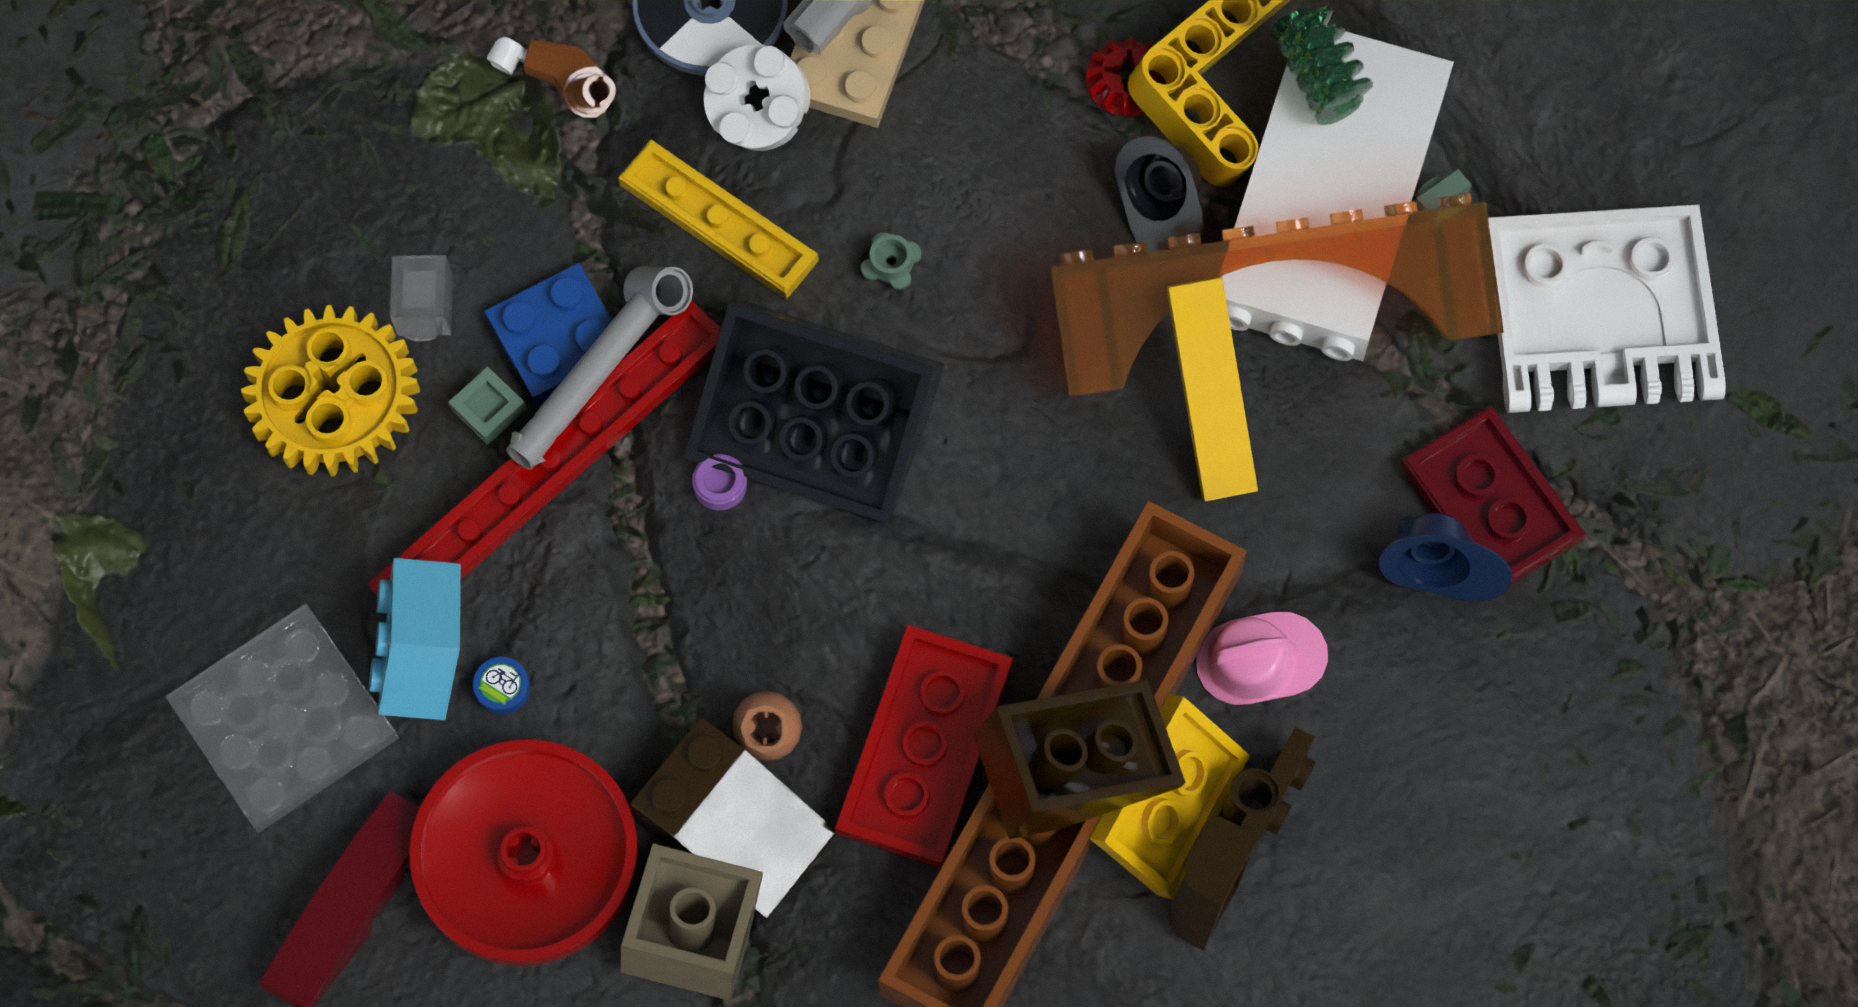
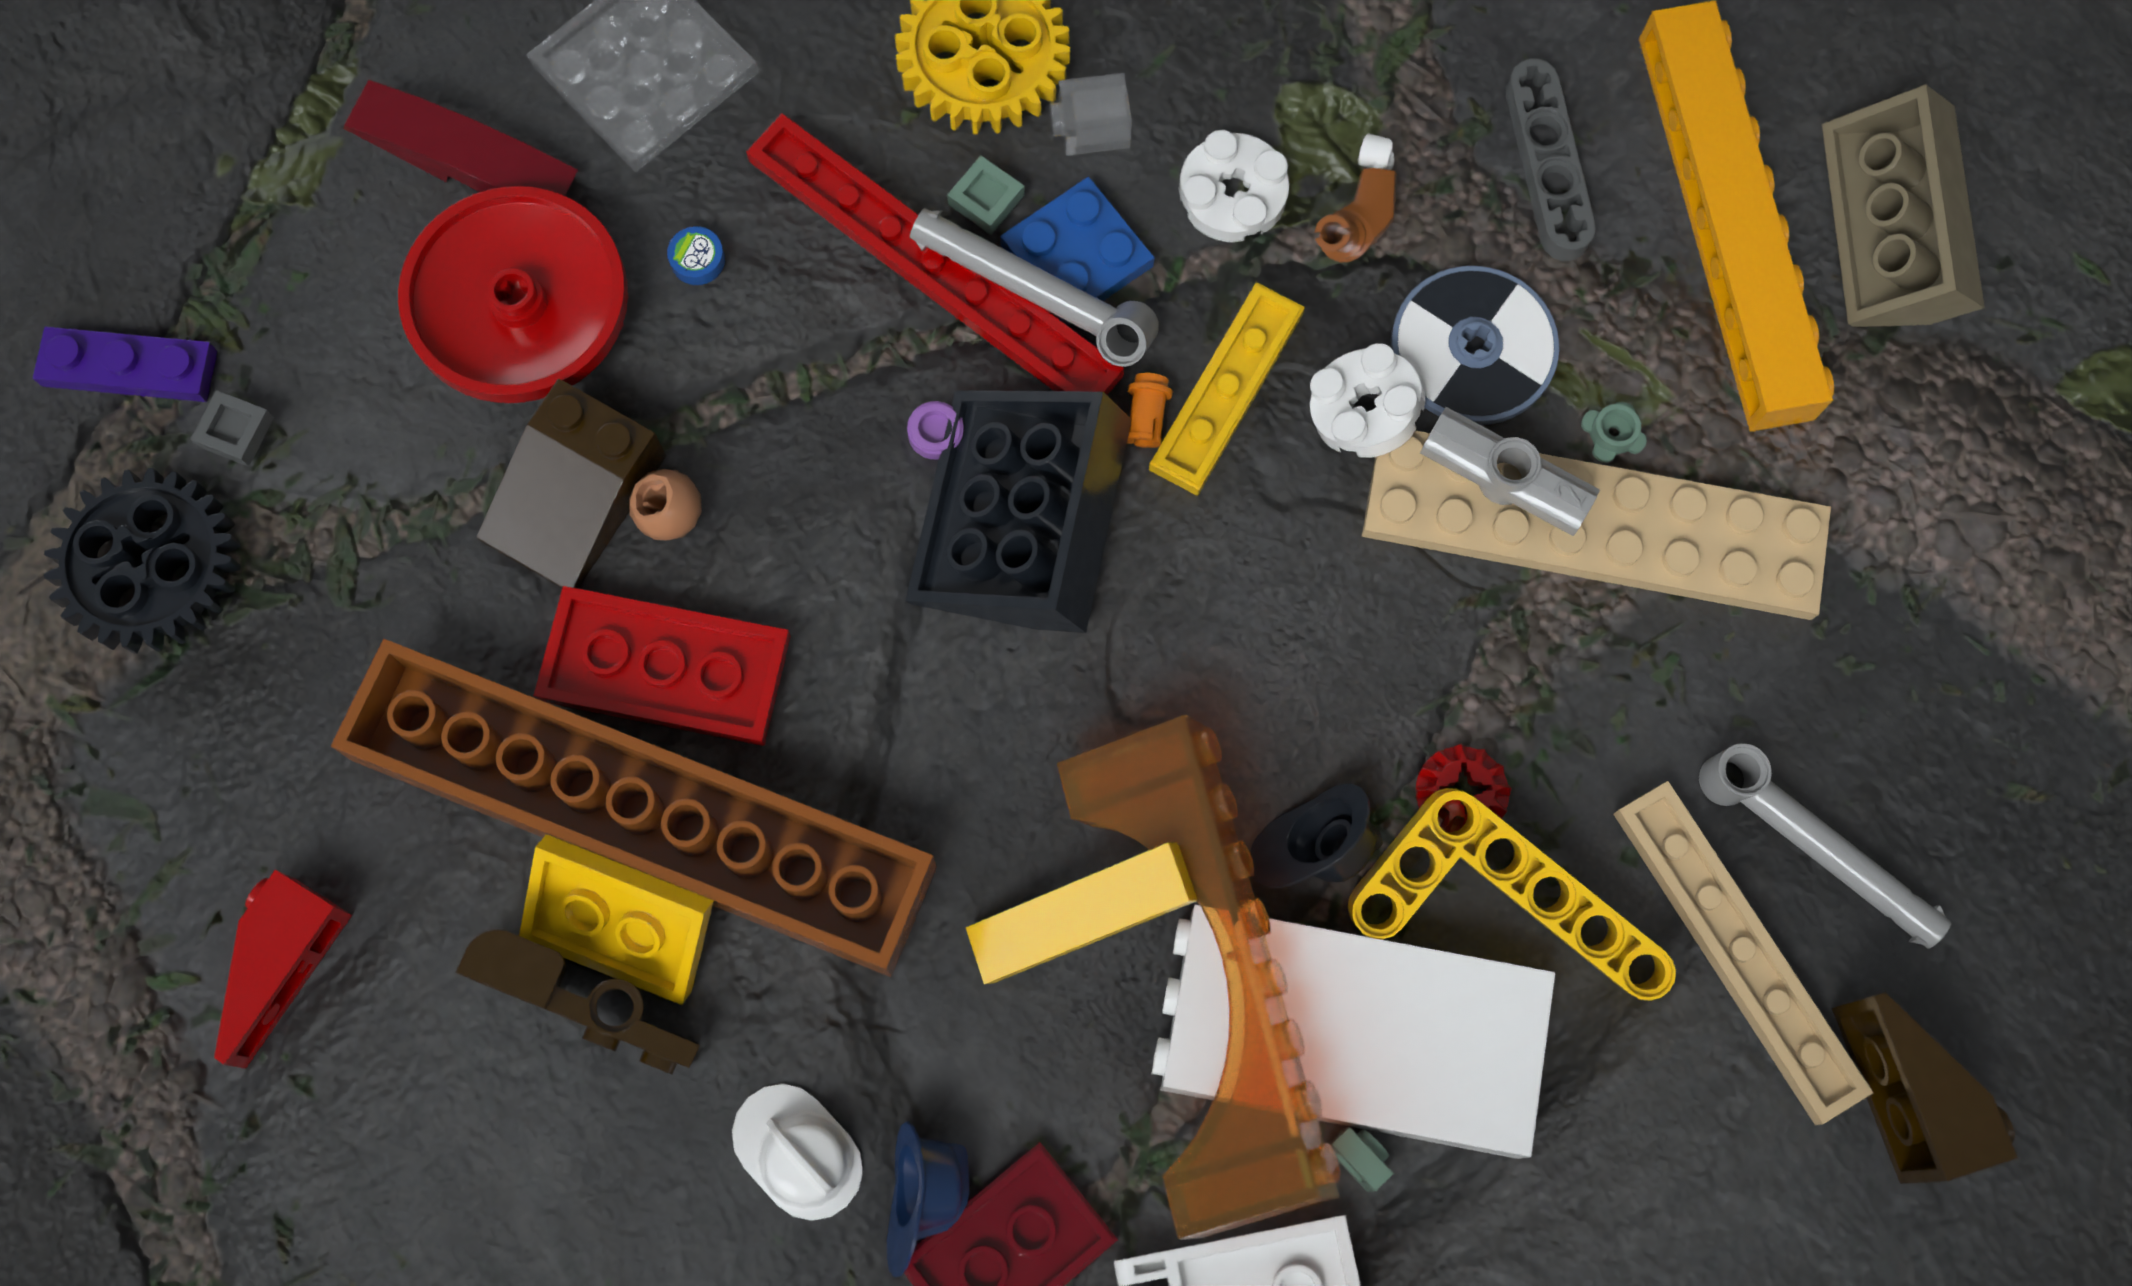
camera: 80 degrees right, 5 degrees up
(417, 639) = (717, 154): medium azure brick -> none
(507, 158) = (1227, 157): none -> white plate
(690, 922) = (449, 457): dark tan slope -> none
(730, 286) = (1147, 409): none -> orange pin
(888, 246) = (1198, 551): sand green plate -> none
(1076, 756) = (617, 809): dark brown slope -> none
(1262, 658) = (798, 1010): bright pink piece -> none
(1321, 62) = (1491, 995): clear green piece -> none
(1389, 671) = (797, 1152): none -> white piece

